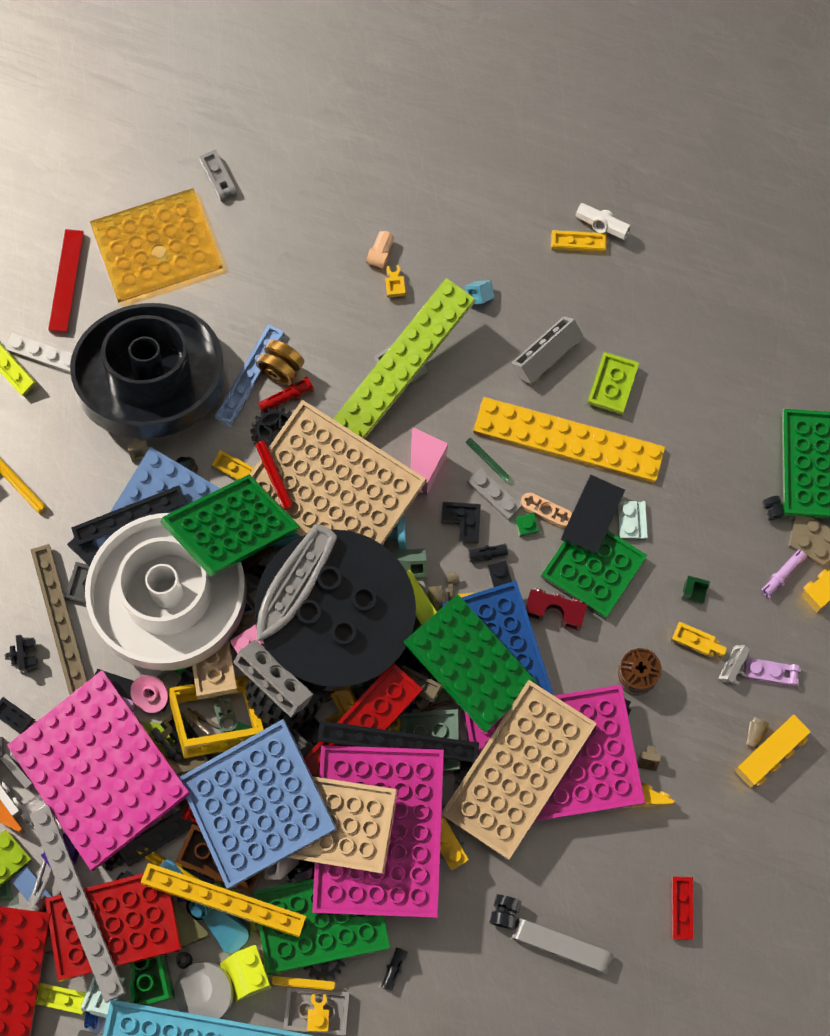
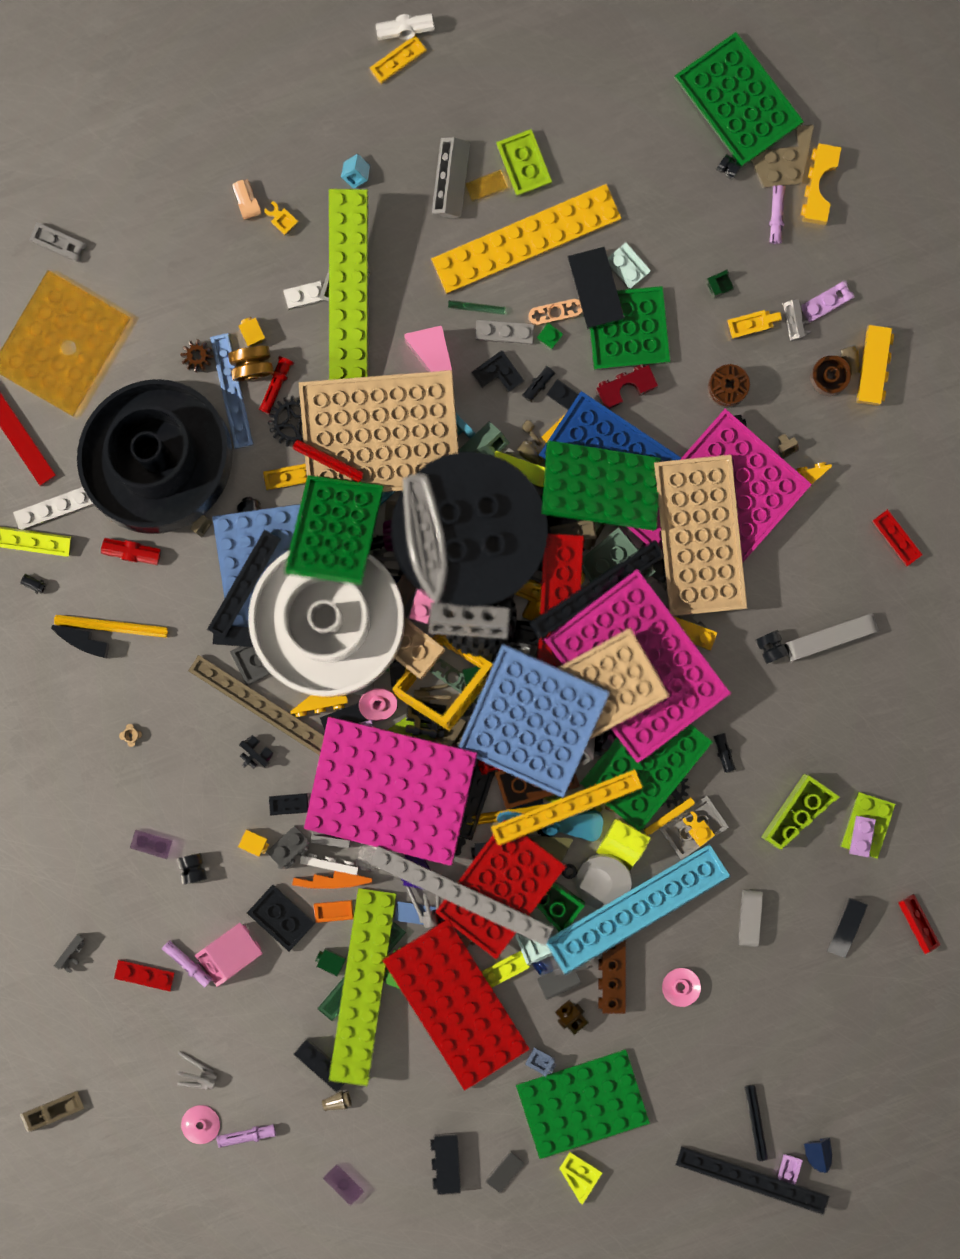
camera: 40 degrees left, 15 degrees up
(70, 428) = (130, 551): none -> red piece
(106, 657) = (319, 704): none -> yellow slope
(246, 322) = (203, 353): none -> reddish brown gear
(302, 342) = (251, 332): none -> yellow brick
(362, 348) = (303, 294): none -> white plate
(570, 378) = (486, 185): none -> clear yellow tile
(735, 721) = (841, 376): none -> reddish brown brick

